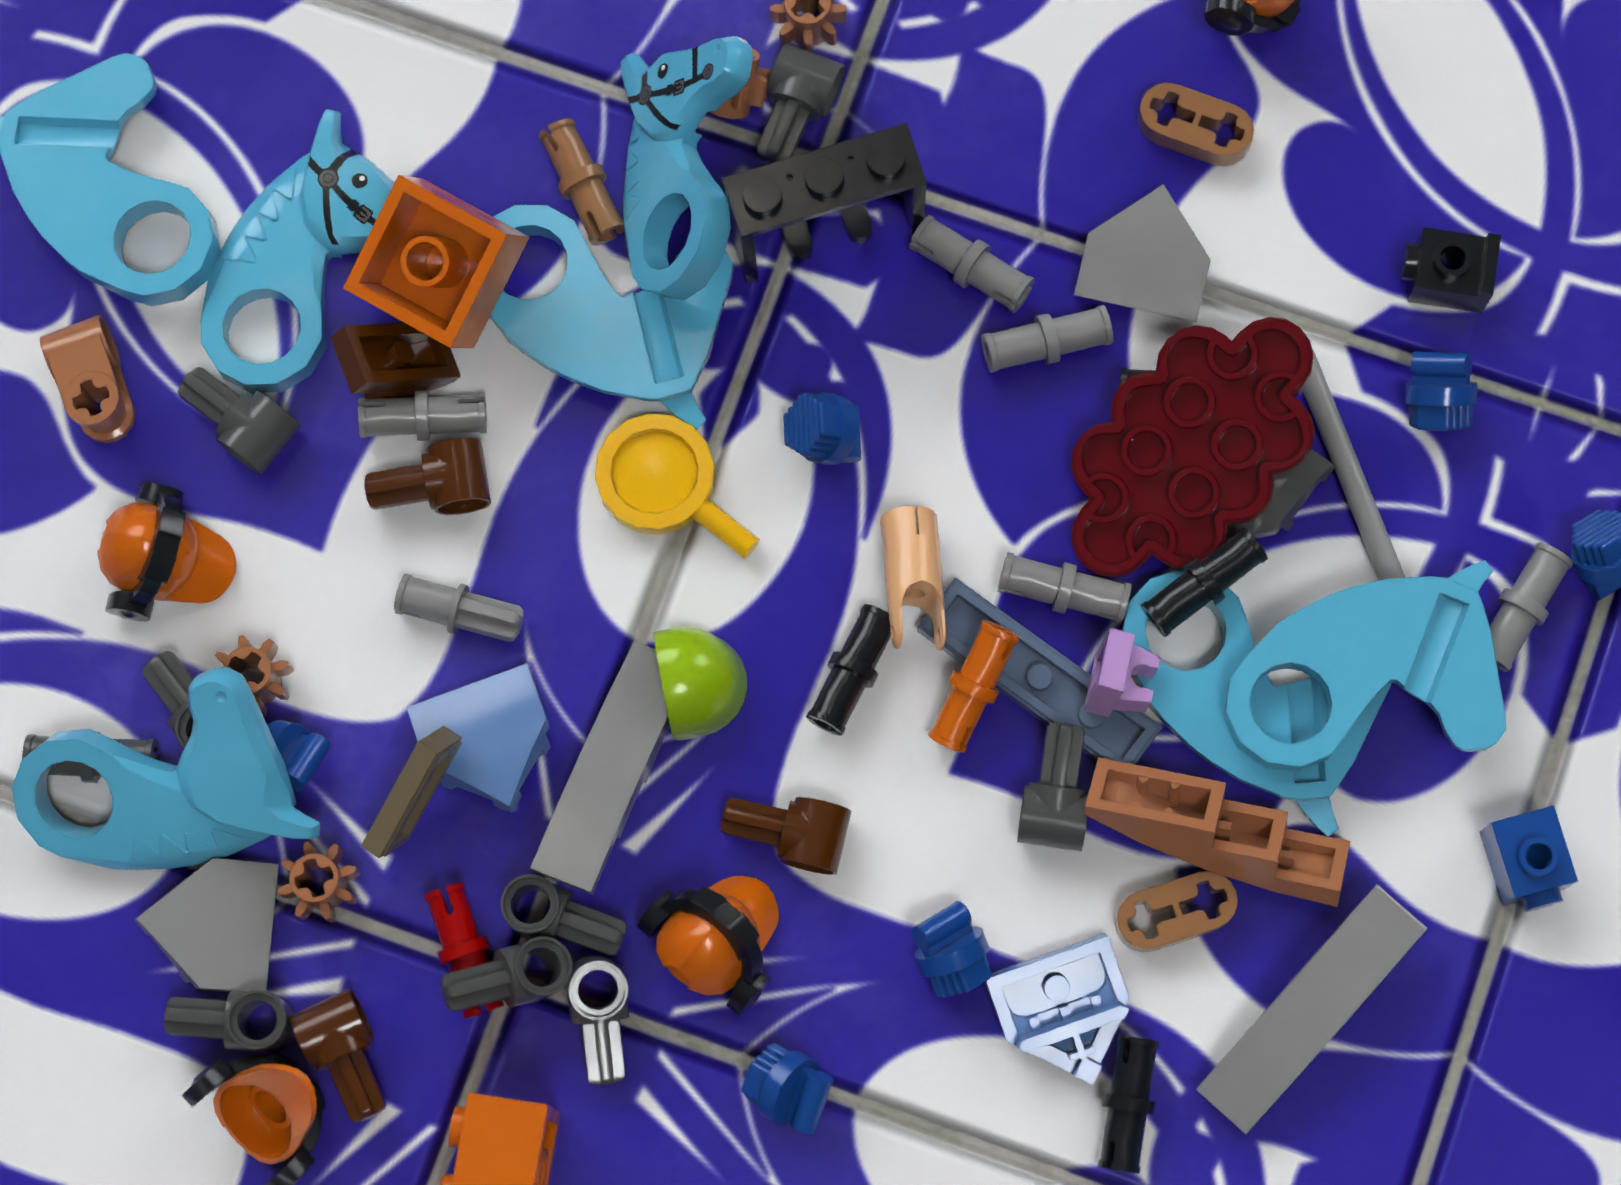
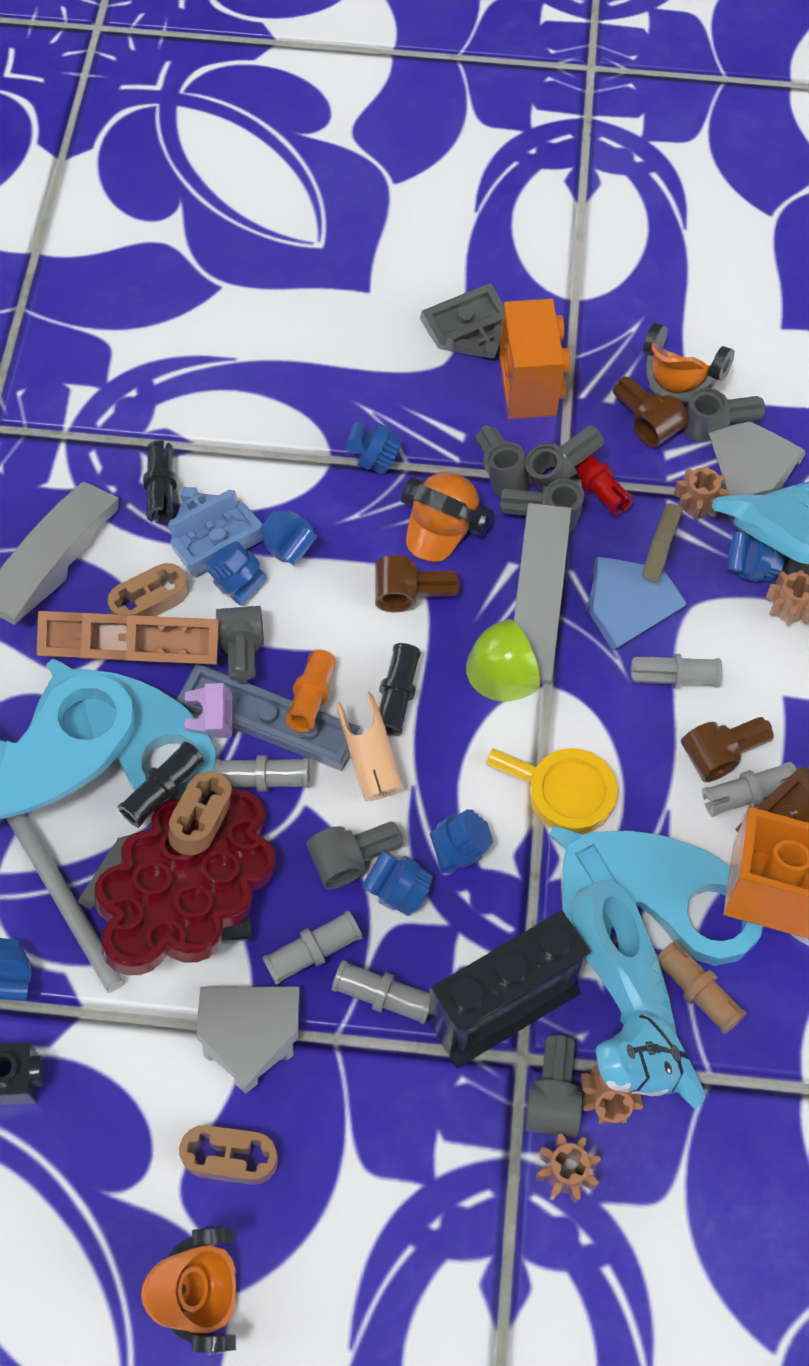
camera: 160 degrees right, 15 degrees down
(918, 391) = (398, 883): none -> blue piece
(984, 447) = (341, 855): none -> dark grey axle
(1044, 910) = (236, 572): none -> blue piece
(1146, 518) = (191, 809): none -> medium nougat beam

